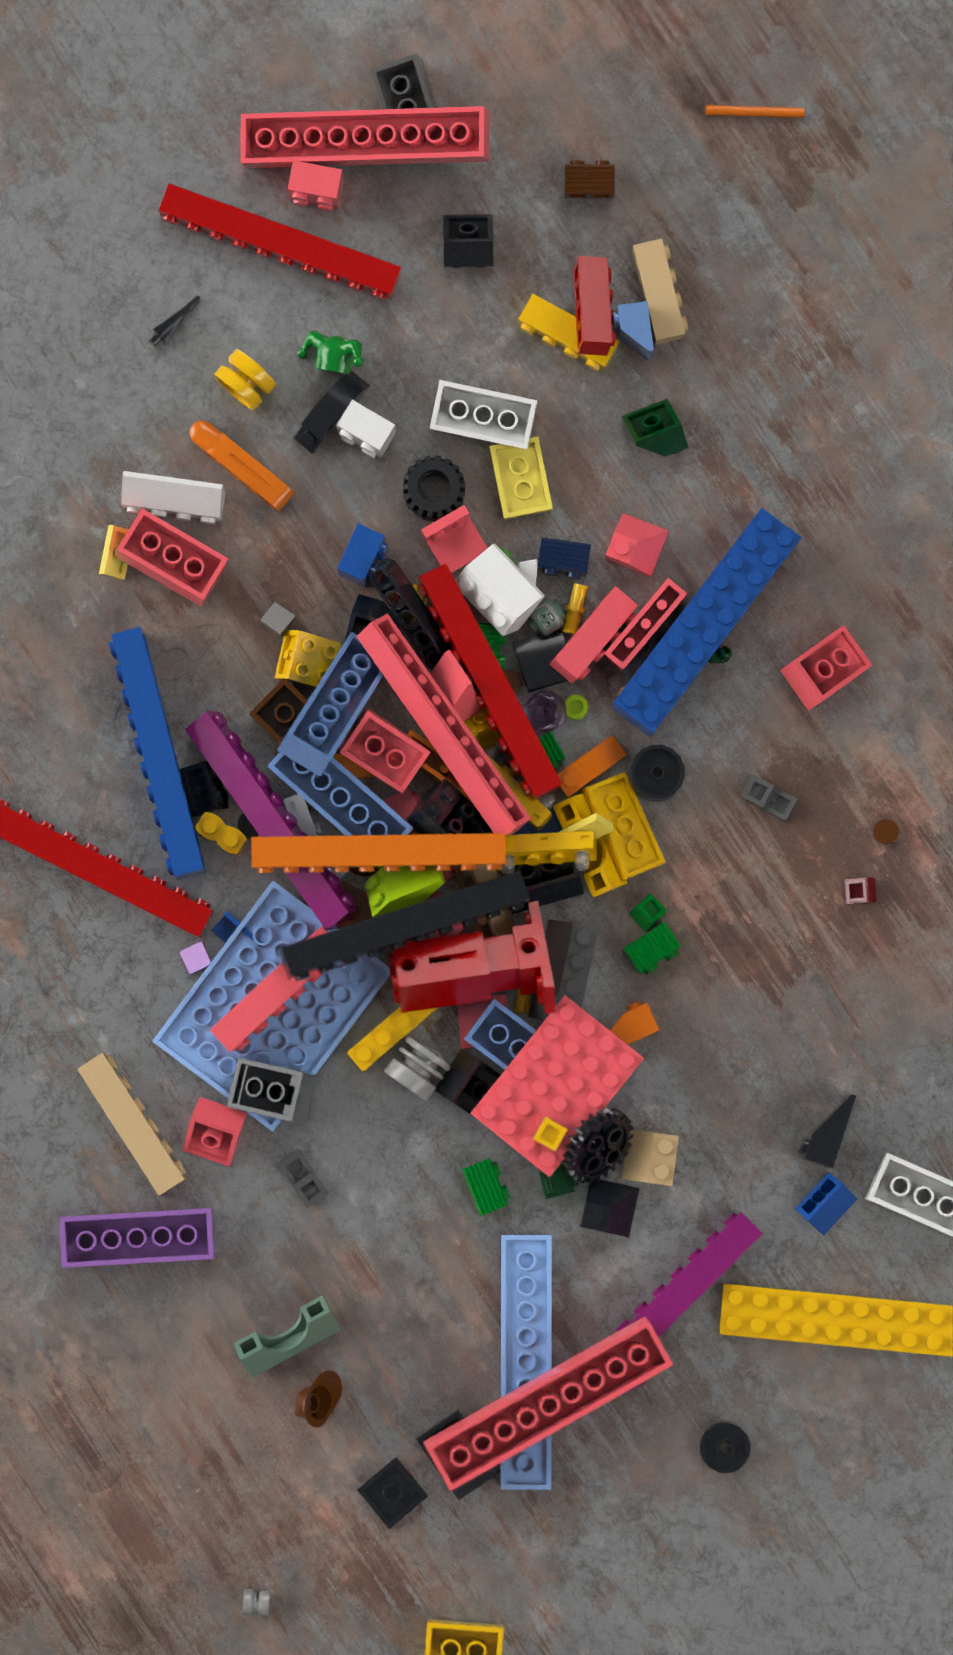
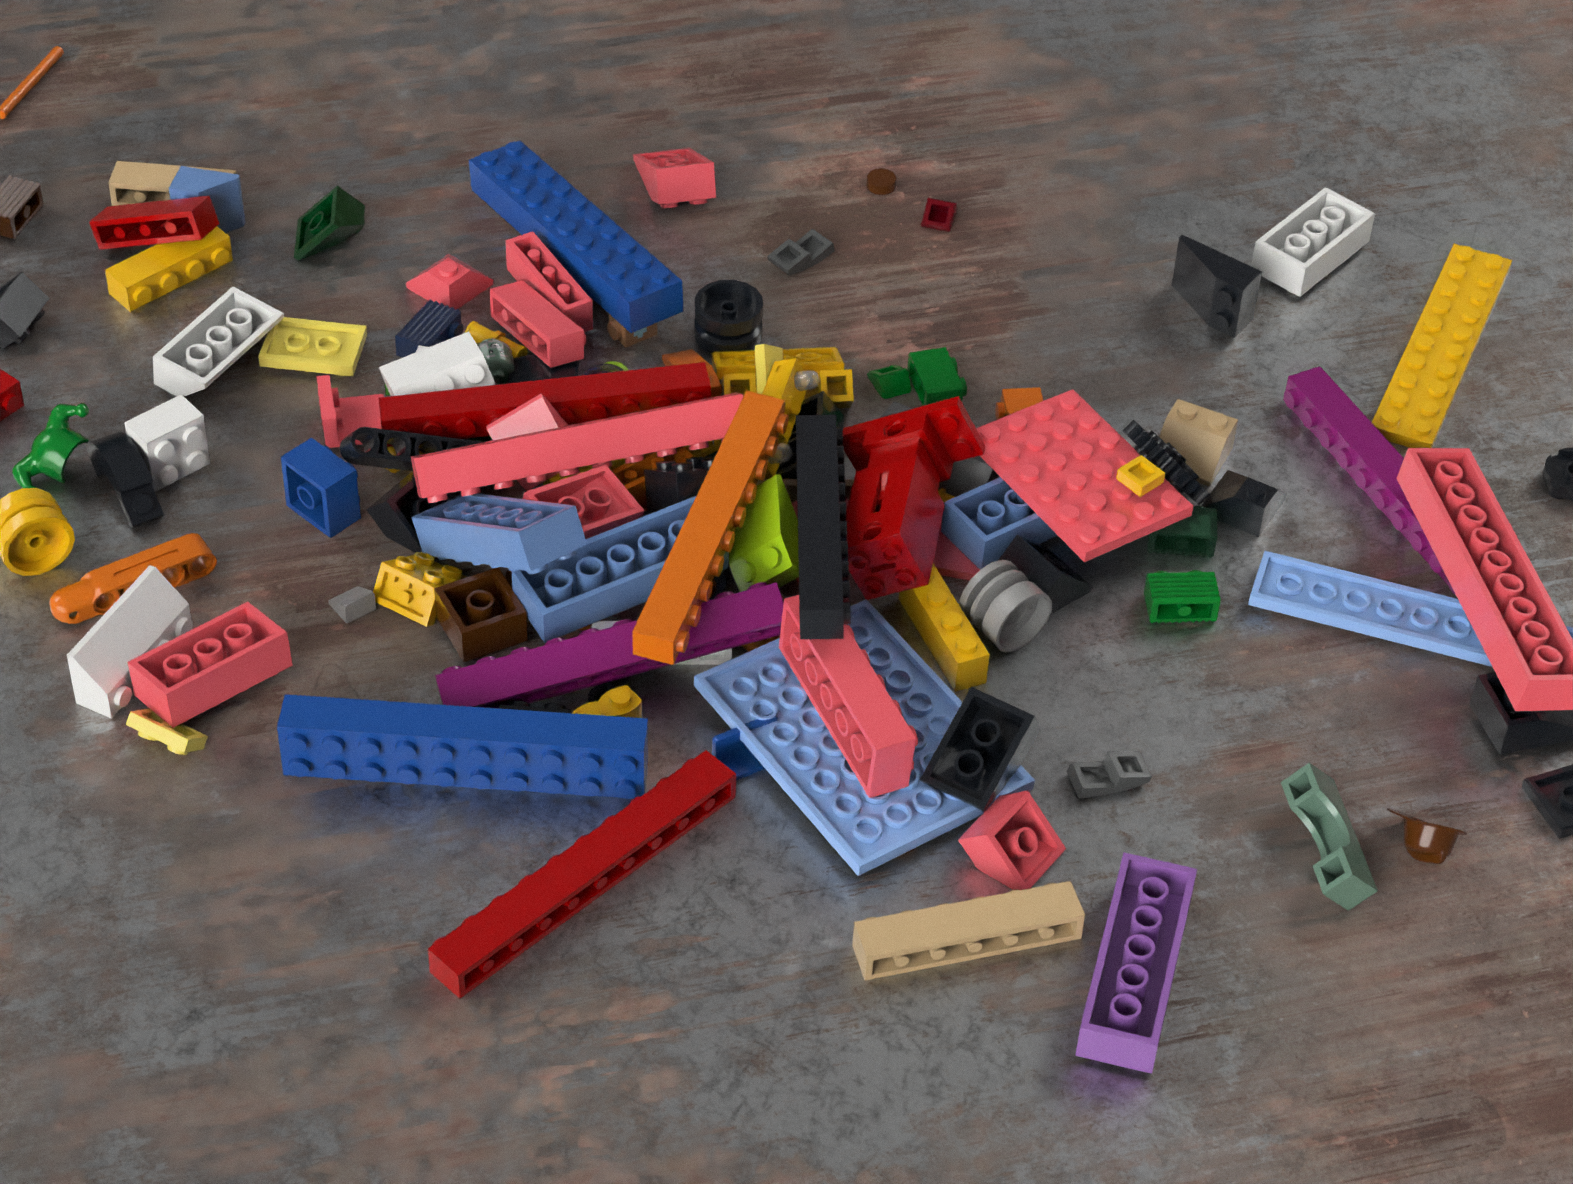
camera: 75 degrees left, 40 degrees down
(195, 957) = (761, 799): lavender slope -> none
(429, 467) = (278, 412): black tyre -> none
(826, 1203) = (1296, 322): blue brick -> none

